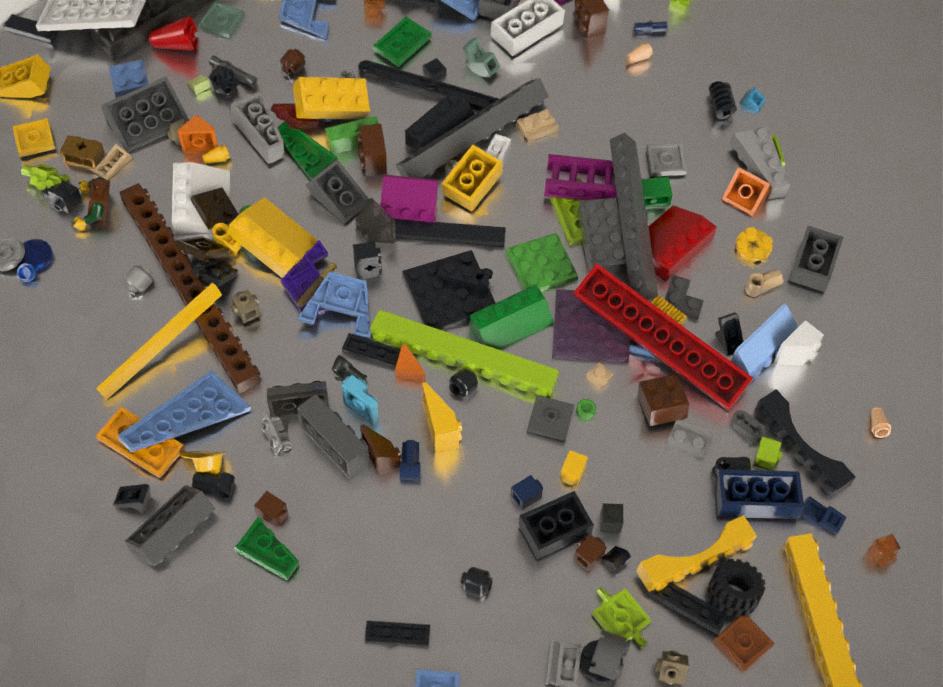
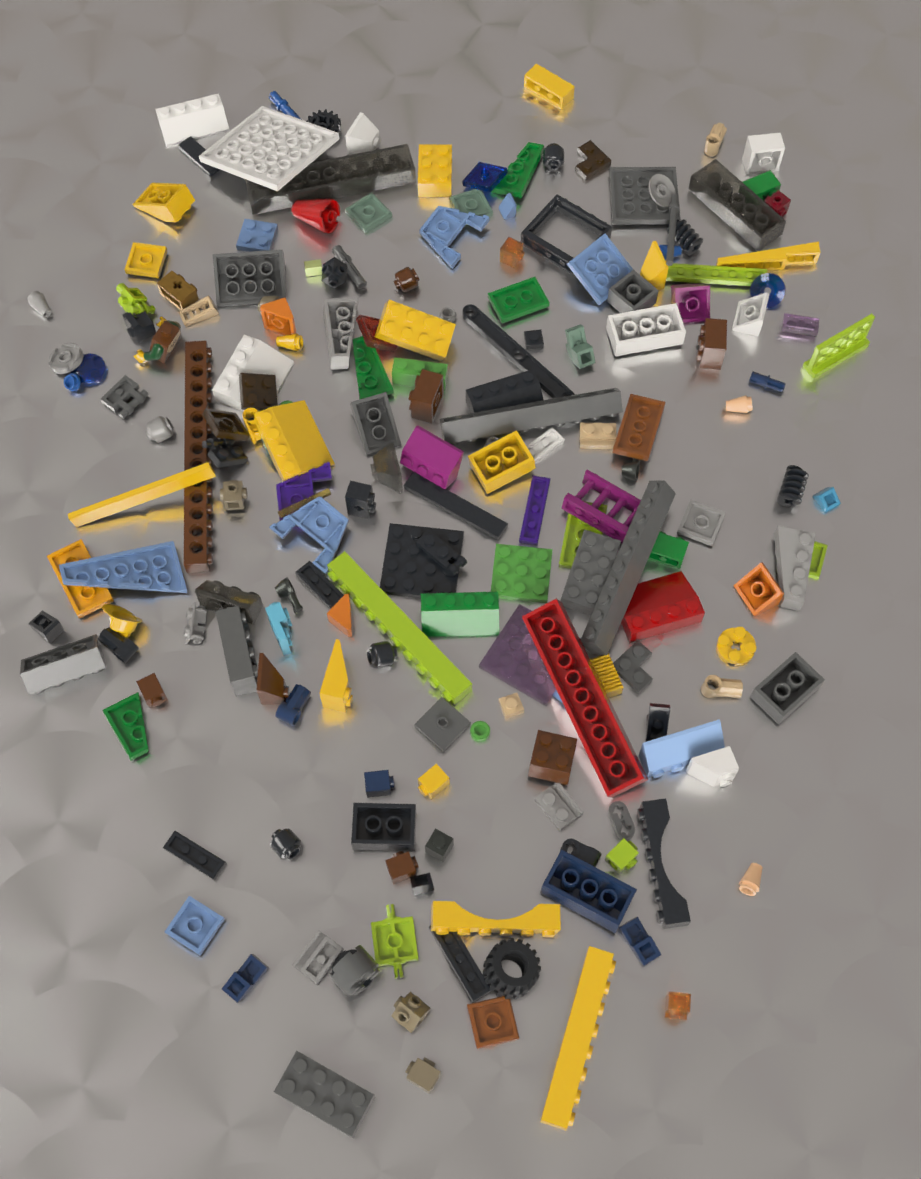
camera: 30 degrees right, 5 degrees up
(80, 262) = (120, 393): none -> dark grey plate
(521, 208) = (534, 510): none -> dark purple tile
(569, 103) = (639, 427): none -> dark orange plate
(582, 141) = (631, 469): none -> pearl dark grey bar

